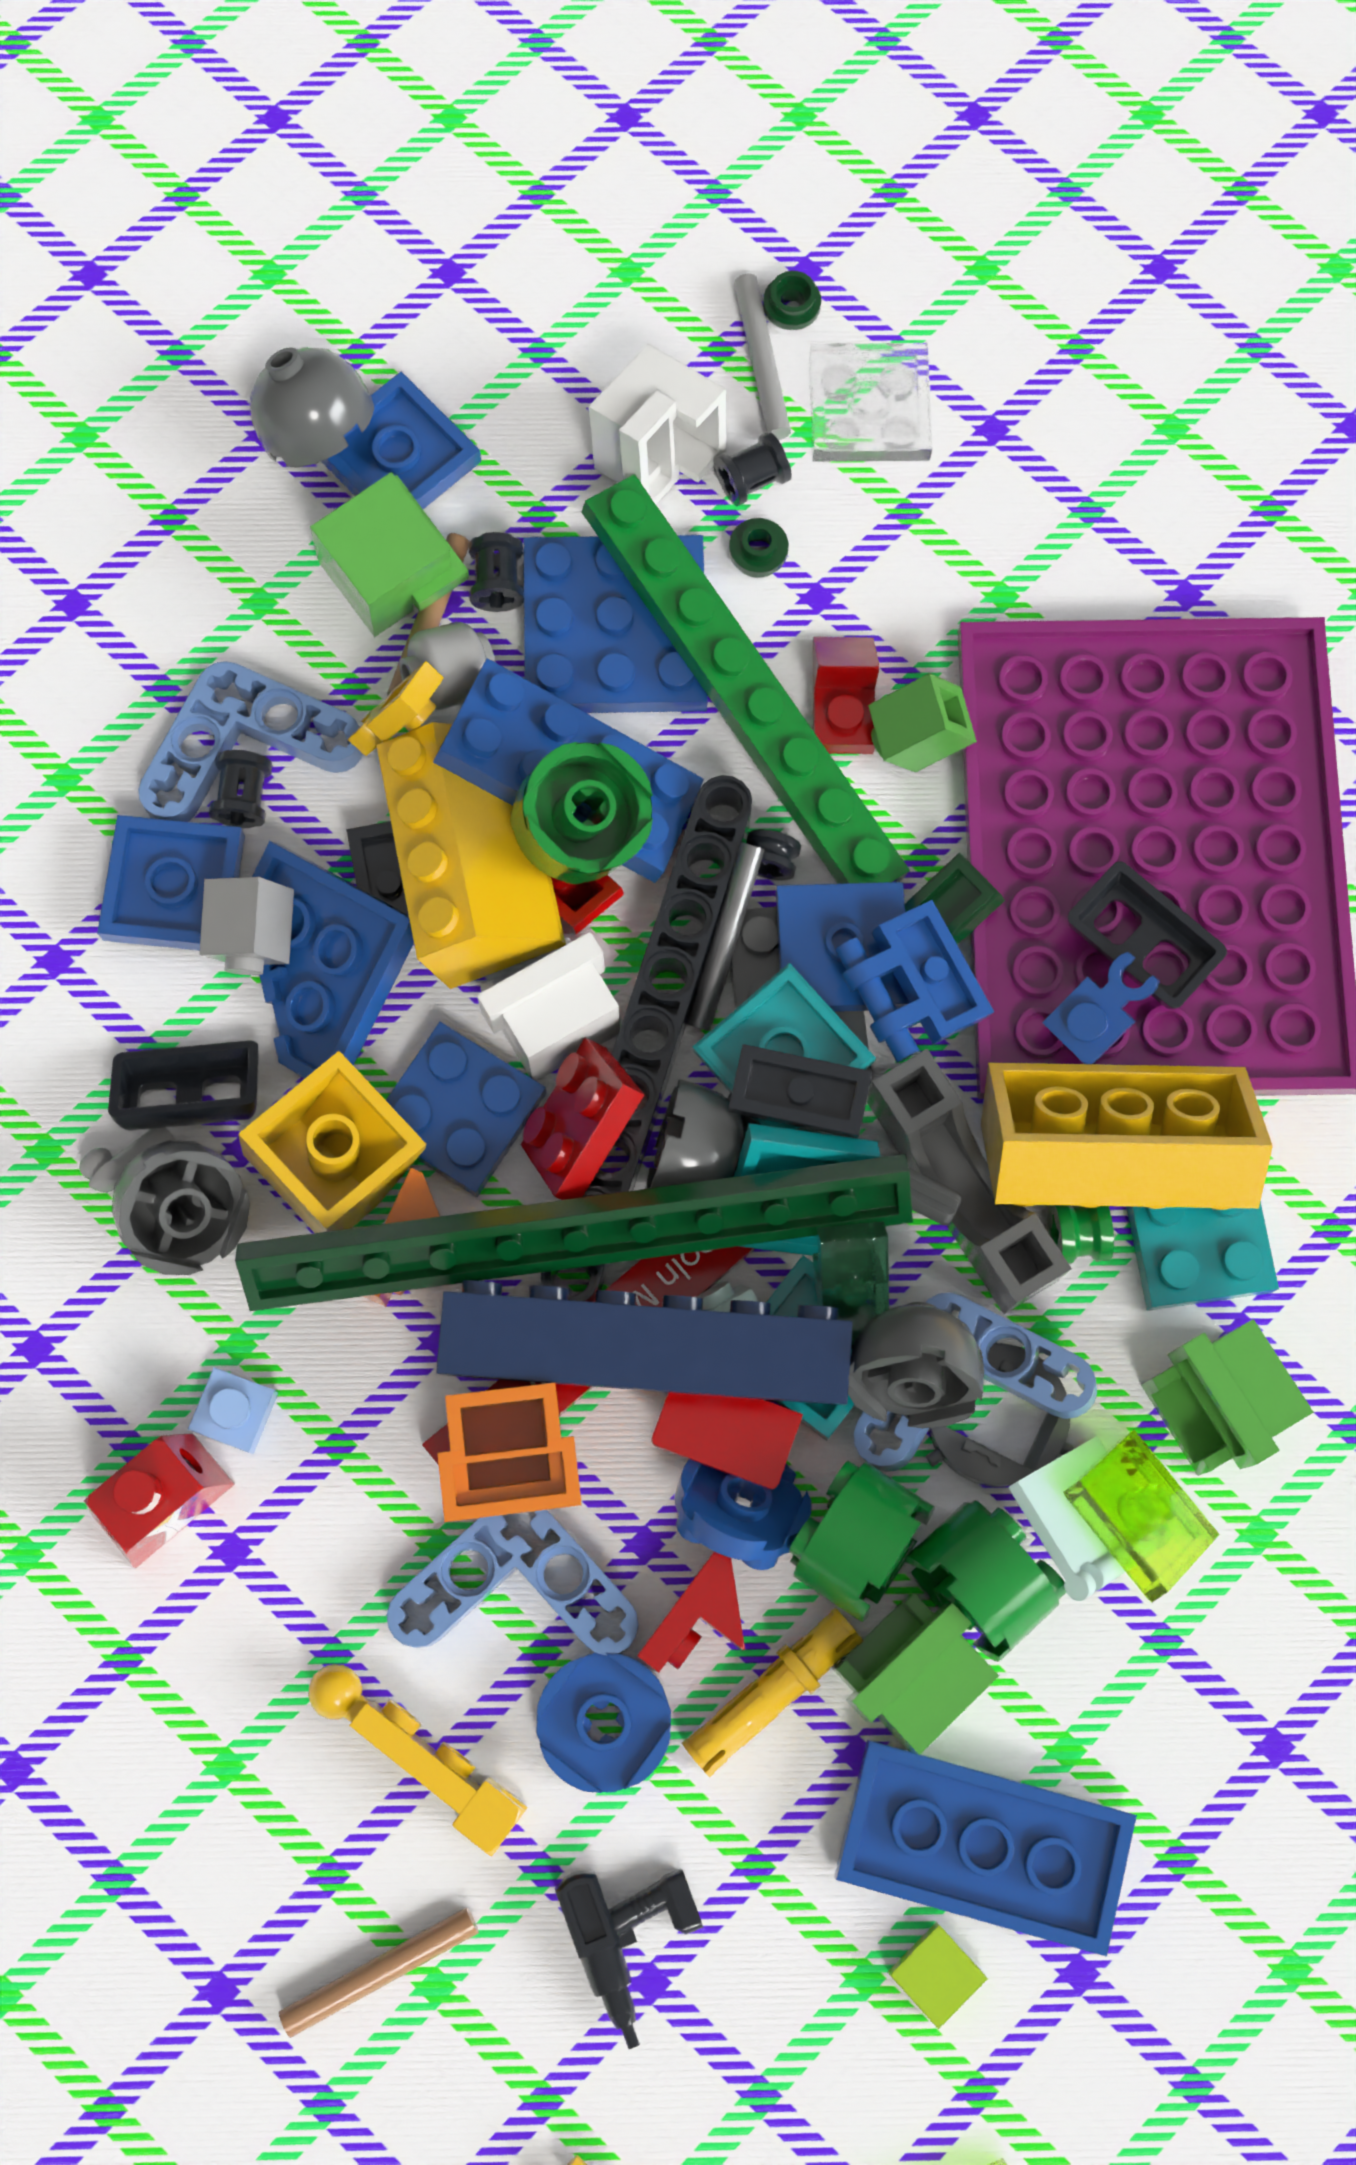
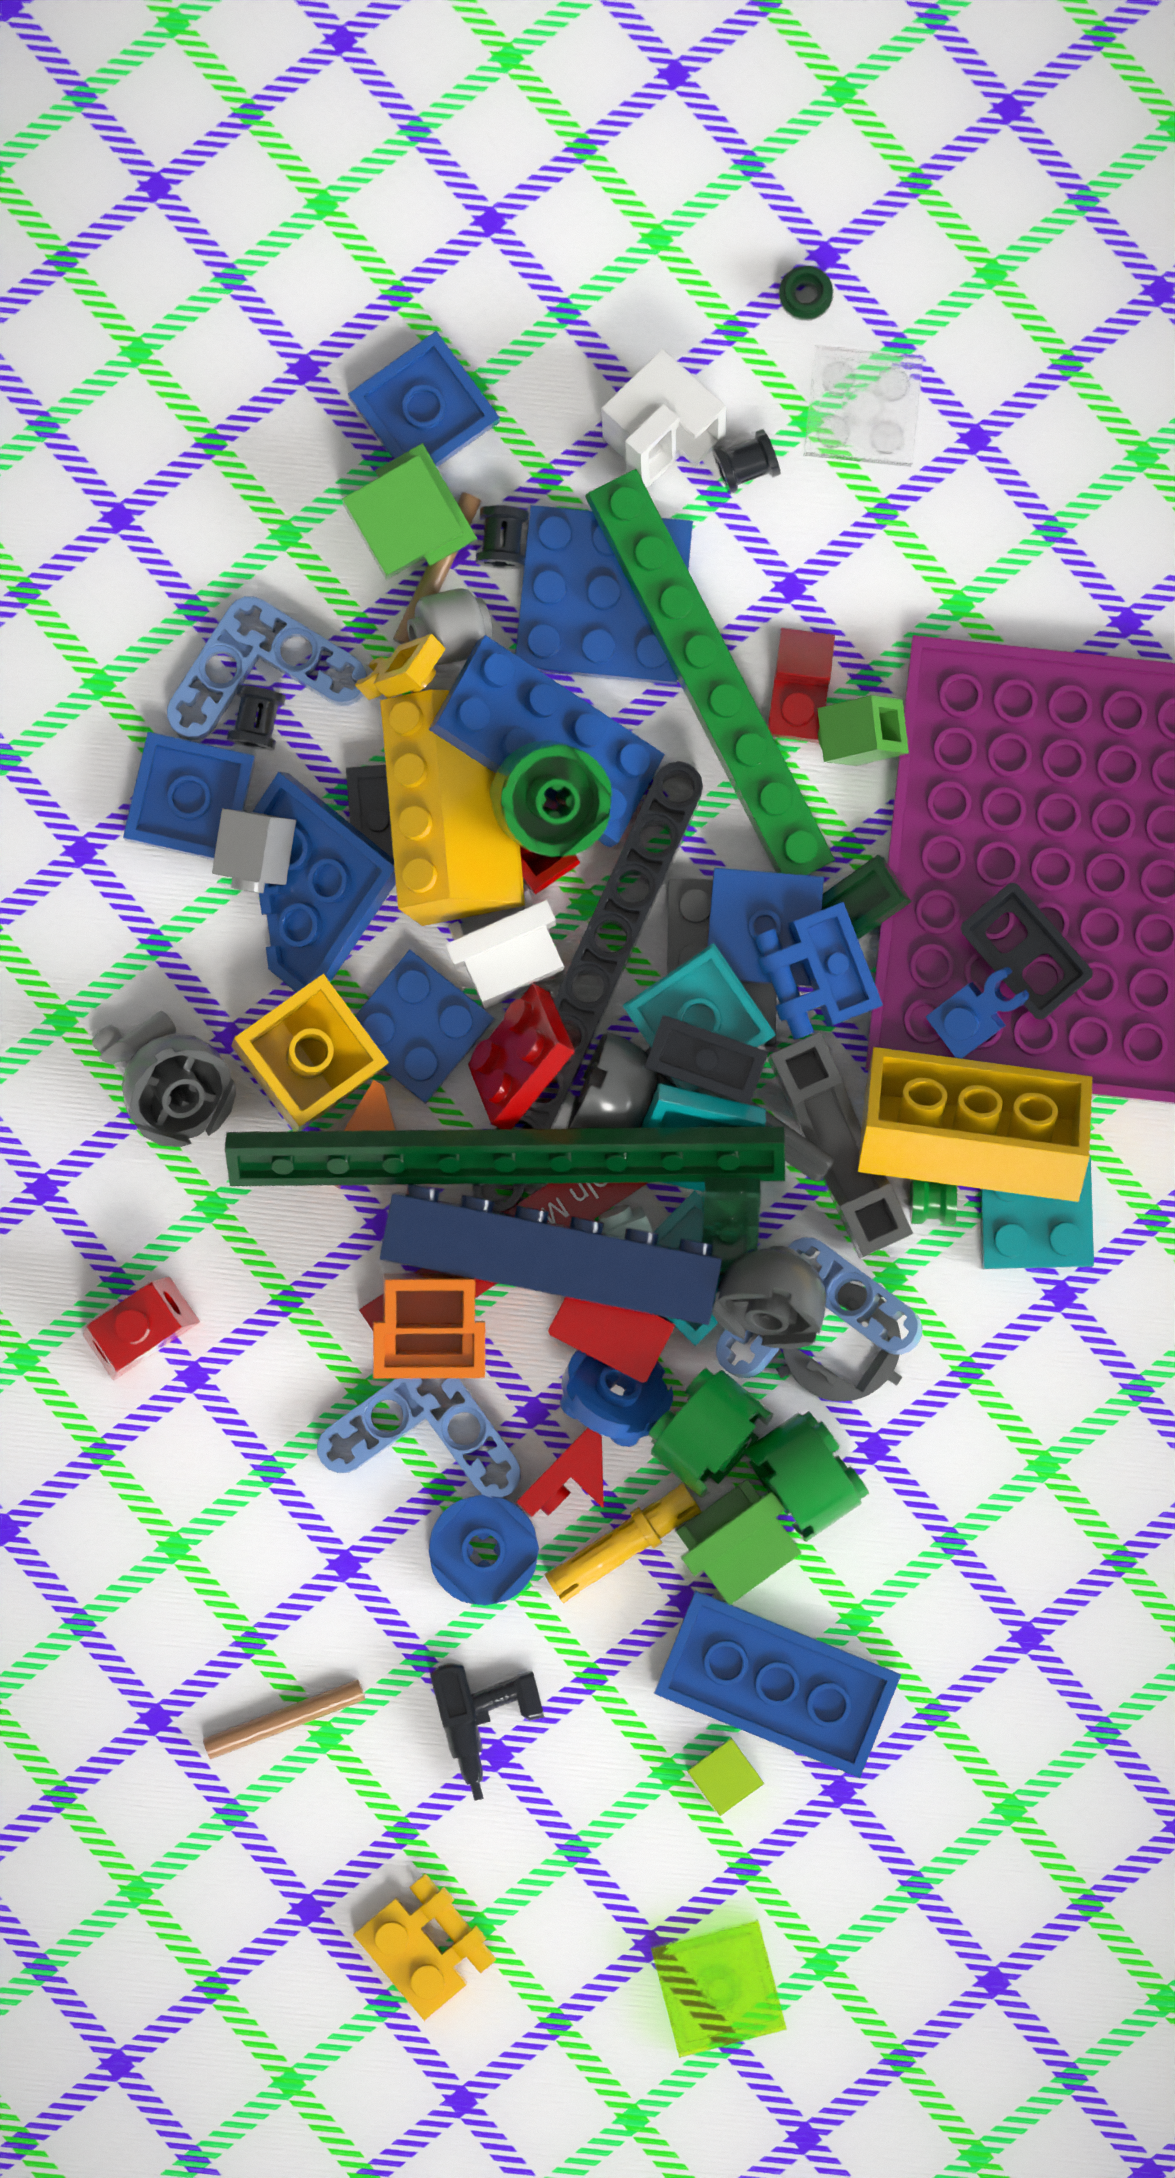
camera: 10 degrees right, 10 degrees up
(189, 1072) = (190, 967): black piece -> none
(233, 1410) = (205, 1262): light blue plate -> none
(307, 405) = (350, 364): dark grey cylinder -> none
(484, 1811) = (381, 1607): yellow plate -> none
(725, 936) = (664, 904): flat silver bar -> none
(758, 562) = (738, 553): dark green plate -> none
(762, 356) = (771, 344): light grey bar -> none
(778, 853) = (714, 832): black bush -> none
(1064, 1533) = (897, 1436): light aqua piece -> none
(1141, 1515) = (943, 1439): clear neon green plate -> none
(1227, 1399) = (1028, 1353): bright green plate -> none

